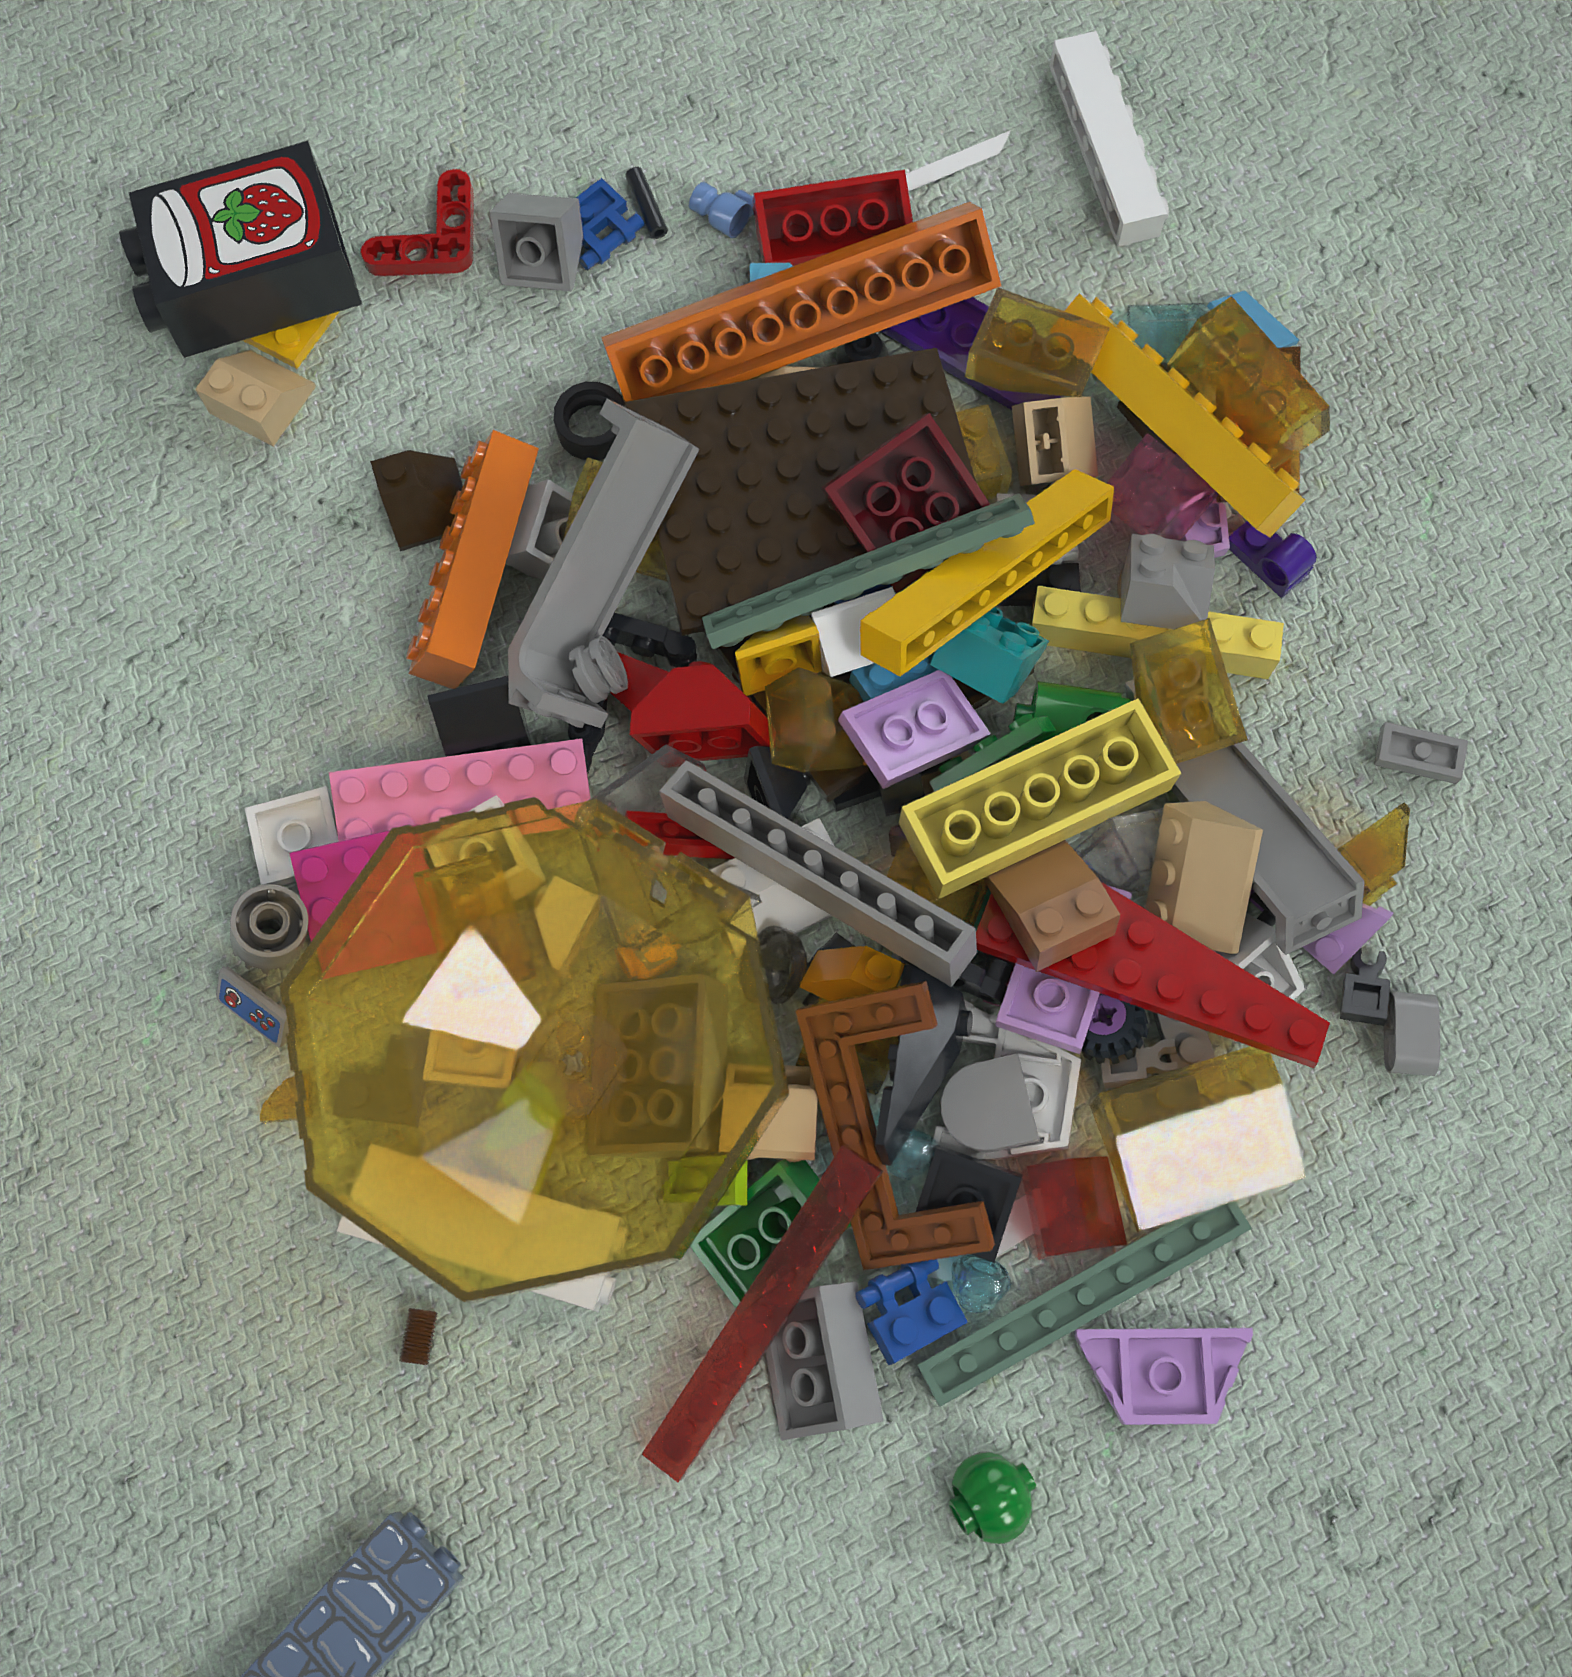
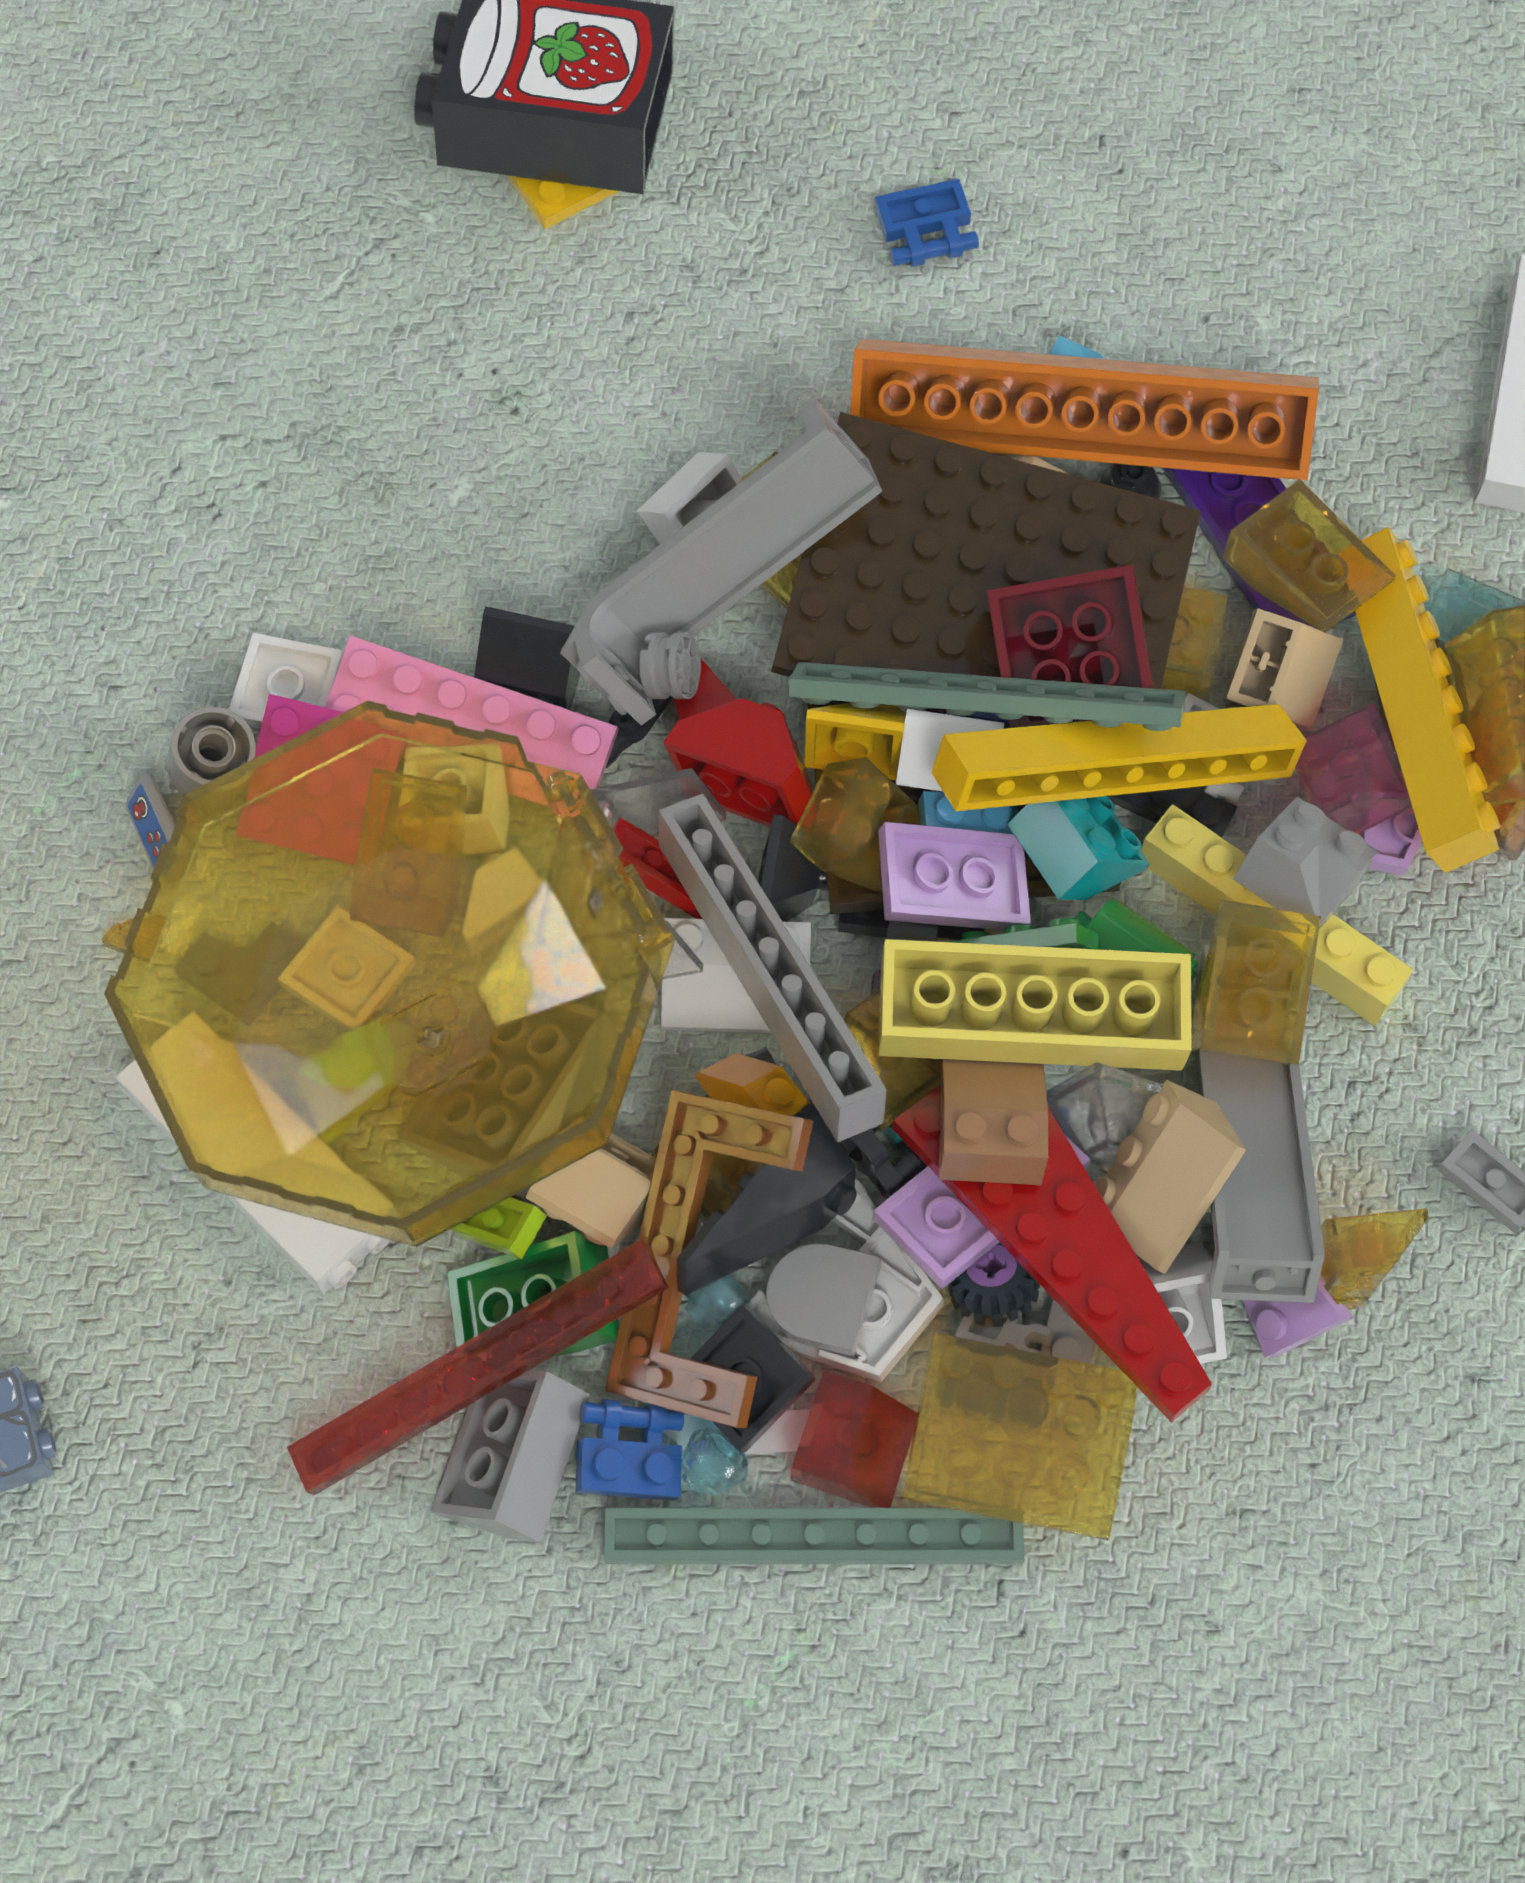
camera: 25 degrees right, 5 degrees down
(254, 394) = (487, 234): tan slope -> none
(417, 494) = (596, 414): dark brown slope -> none
(418, 1336) = (134, 1219): reddish brown piece -> none
(445, 239) = (763, 168): red beam -> none
(472, 560) = (606, 497): orange brick -> none
(537, 240) = (854, 212): light grey slope -> none
(571, 401) = (796, 392): black tyre -> none
(646, 203) = (993, 225): black piece -> none
(651, 639) = (742, 663): black hinge -> none
(725, 211) = (1070, 272): medium blue piece -> none
(779, 950) = (687, 1047): clear smoke piece -> none
(828, 215) = (1172, 325): red slope -> none
(956, 162) = (1325, 332): white sticker -> none
(992, 1497) = (606, 1676): green plant -> none
(1165, 1372) = (853, 1653): lavender wing -> none
(1274, 560) = (1454, 907): dark purple plate -> none
(1363, 994) = (1287, 1393): black plate -> none
(1412, 1034) = (1311, 1458): light grey beam -> none

